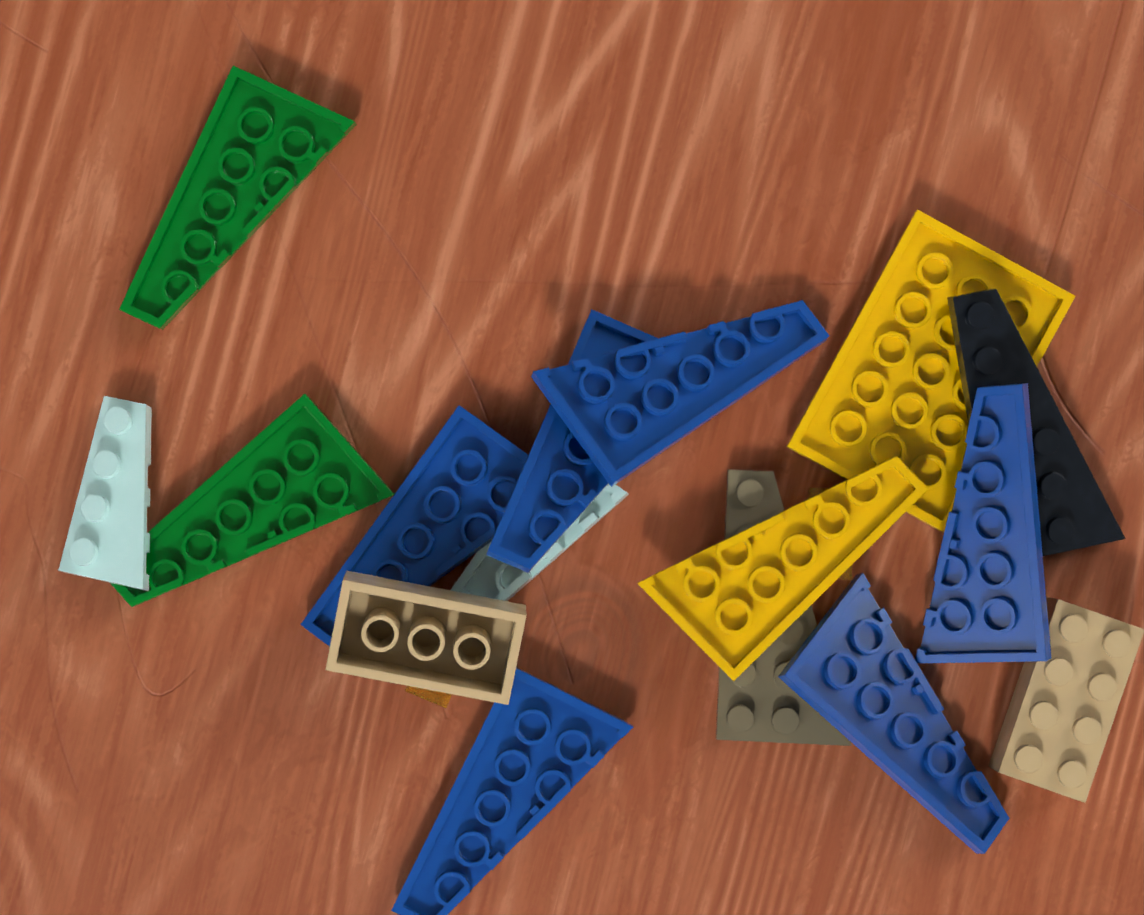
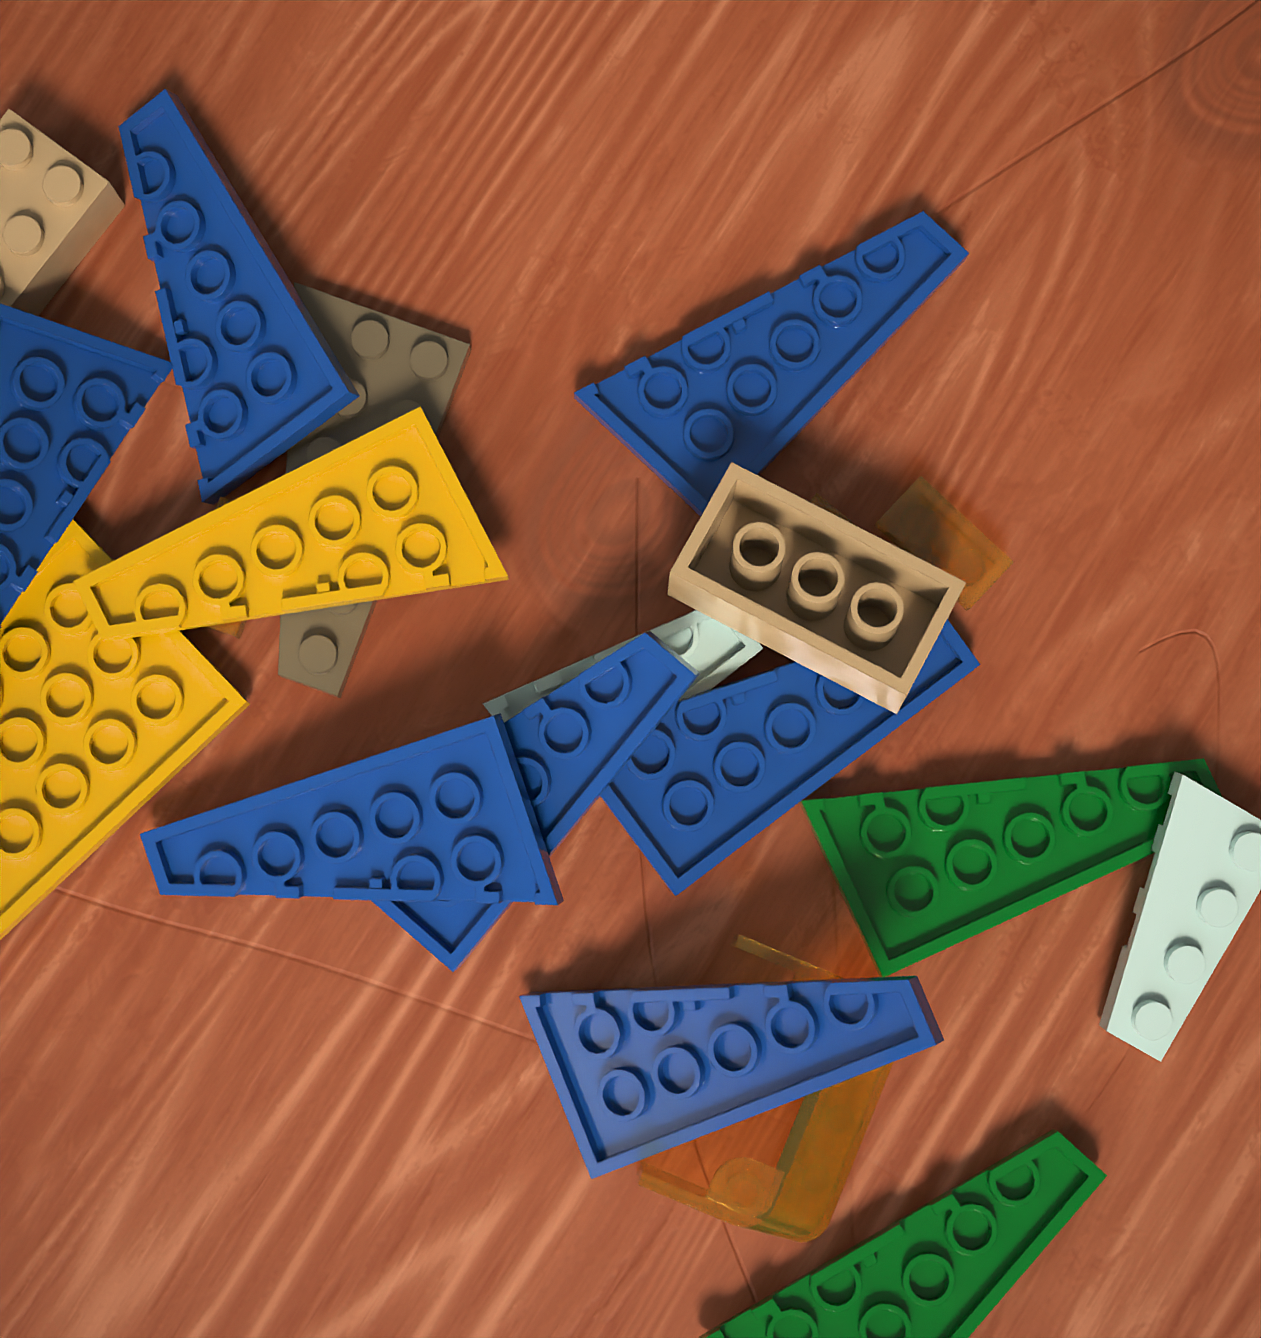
camera: 170 degrees left, 5 degrees down
(306, 348) = (805, 1186): none -> clear yellow windscreen
(349, 701) = (941, 535): none -> clear yellow plate
(415, 298) = (689, 1059): none -> blue wing

